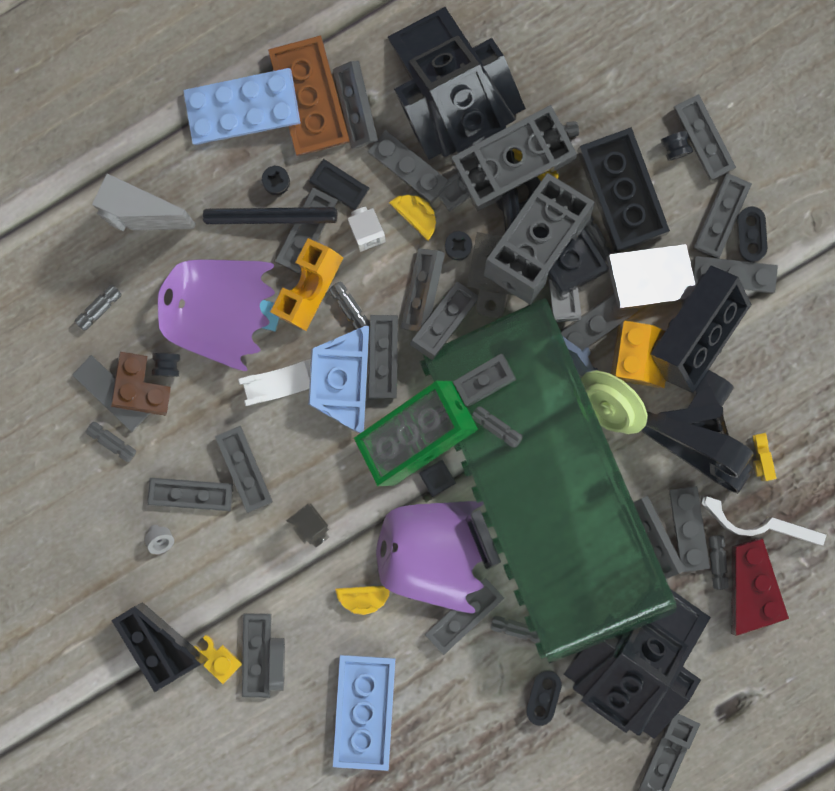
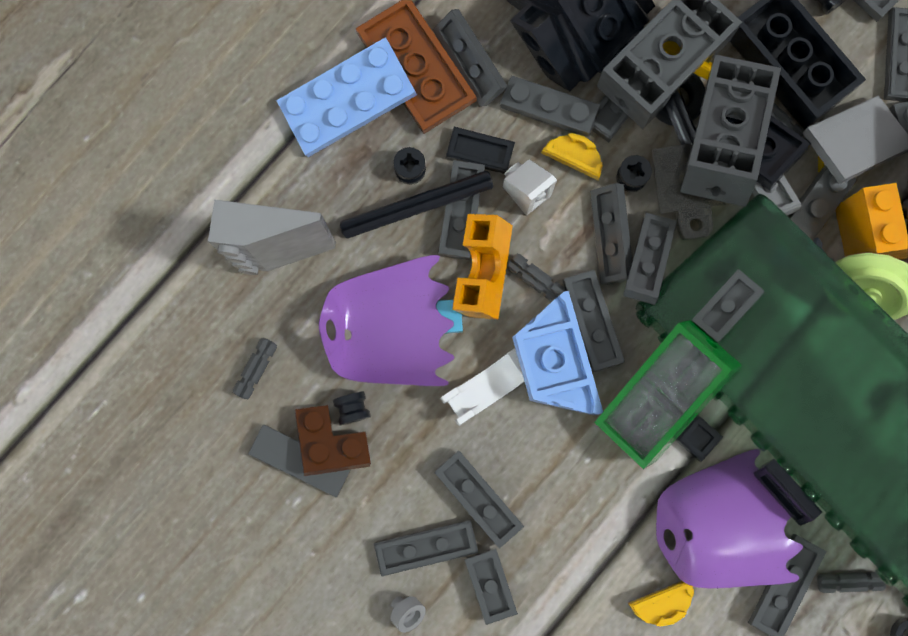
camera: 20 degrees left, 5 degrees down
(111, 441) = (316, 516): dark grey axle -> none
(231, 539) = (490, 586): none -> dark grey plate
(310, 525) = (579, 541): clear smoke window -> none
(497, 427) = (762, 355): dark grey axle -> none

